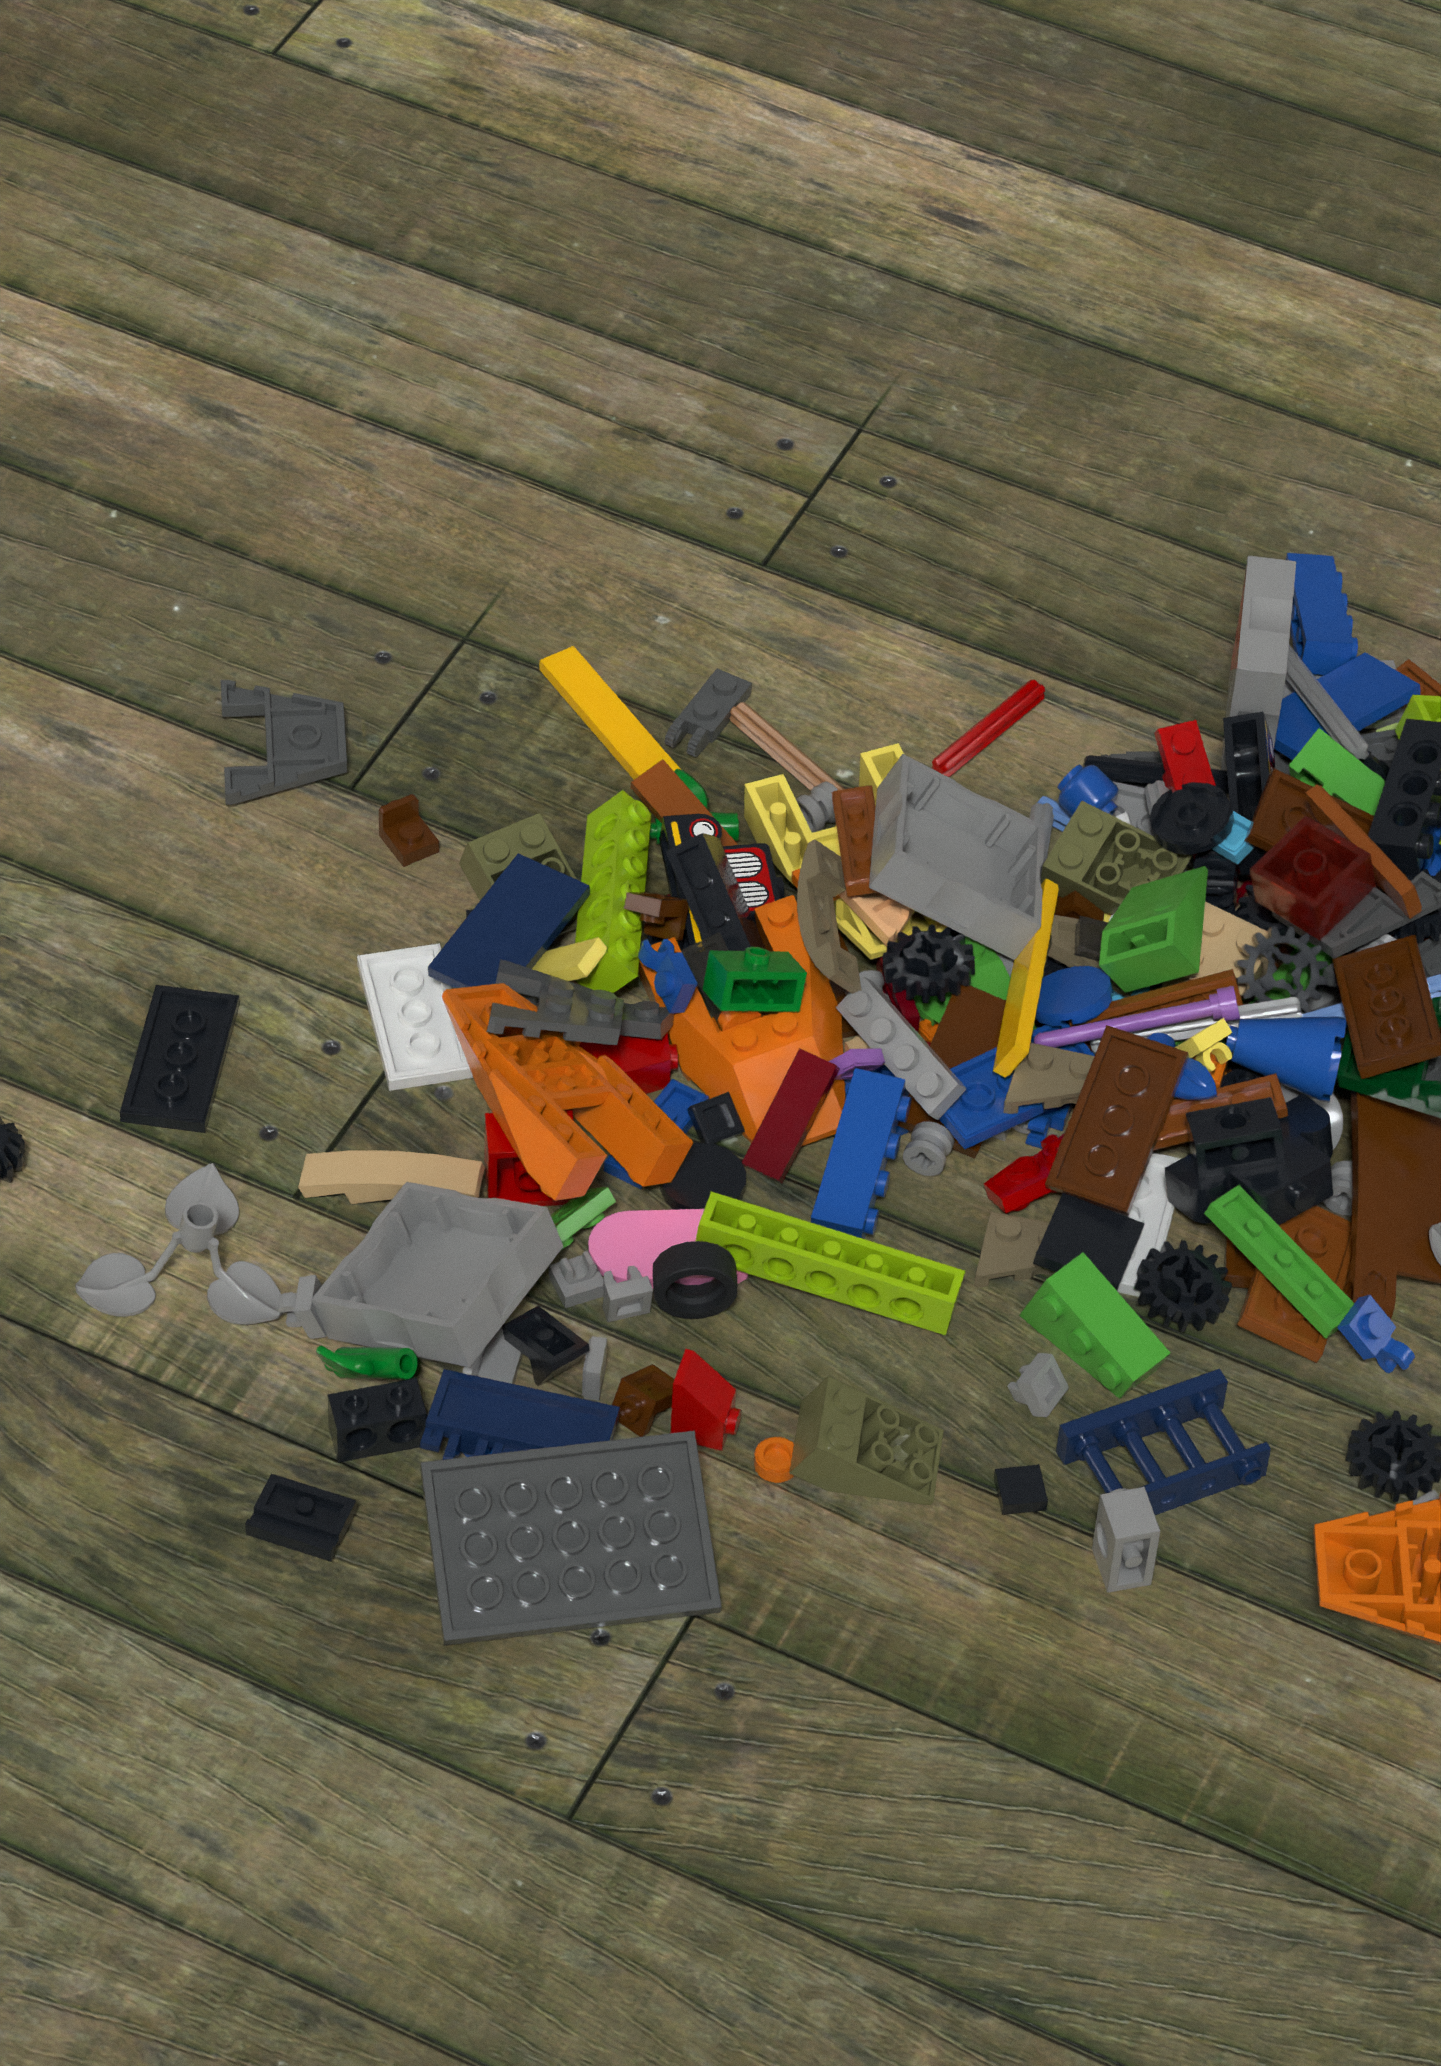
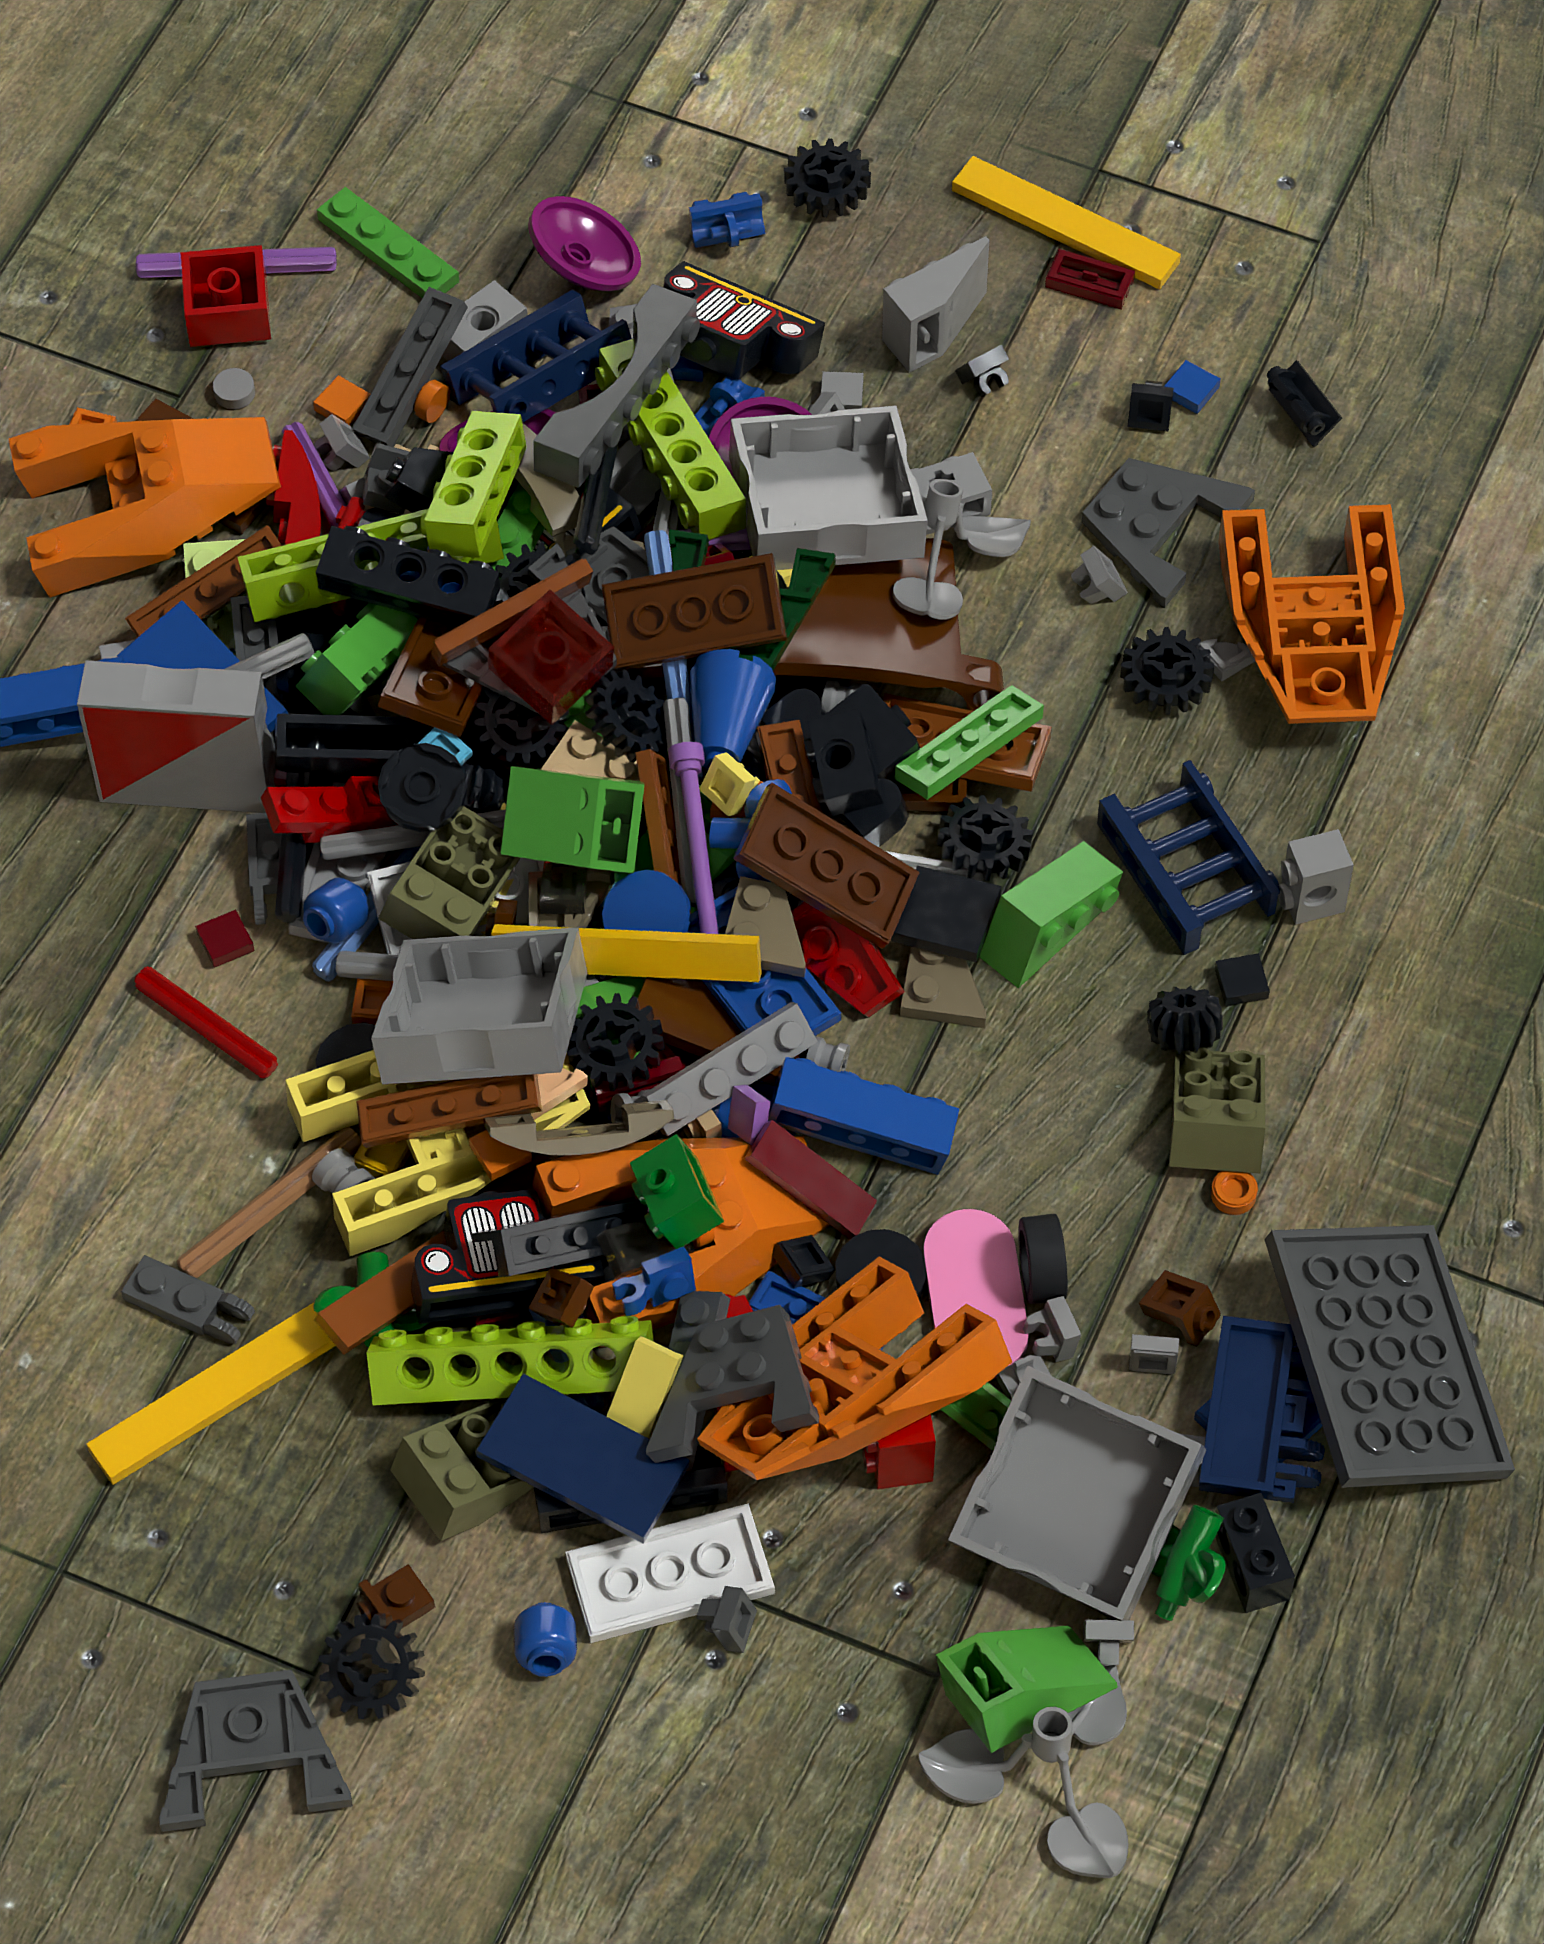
camera: 90 degrees left, 10 degrees up
(179, 1059) = (752, 1814): black tile -> none
(266, 1225) = (1013, 1674): none -> bright green slope
(301, 1517) = (1380, 1619): black plate -> none
(341, 806) = (373, 1646): none -> black gear
(355, 921) = (545, 1639): none -> blue head
(358, 1045) = (729, 1618): none -> dark grey tile
(382, 1173) = (920, 1569): tan slope -> none
(545, 1342) = (1149, 1385): black slope -> none
(703, 1403) = (1199, 1248): red slope -> none
(833, 1263) = (1010, 1137): lime brick -> none
(962, 1422) = (1185, 1019): none -> black gear
(1040, 1385) = (1124, 960): light grey tile -> none
(1076, 743) = (224, 938): none -> dark red tile
(1370, 1334) = (1034, 677): blue plate -> none

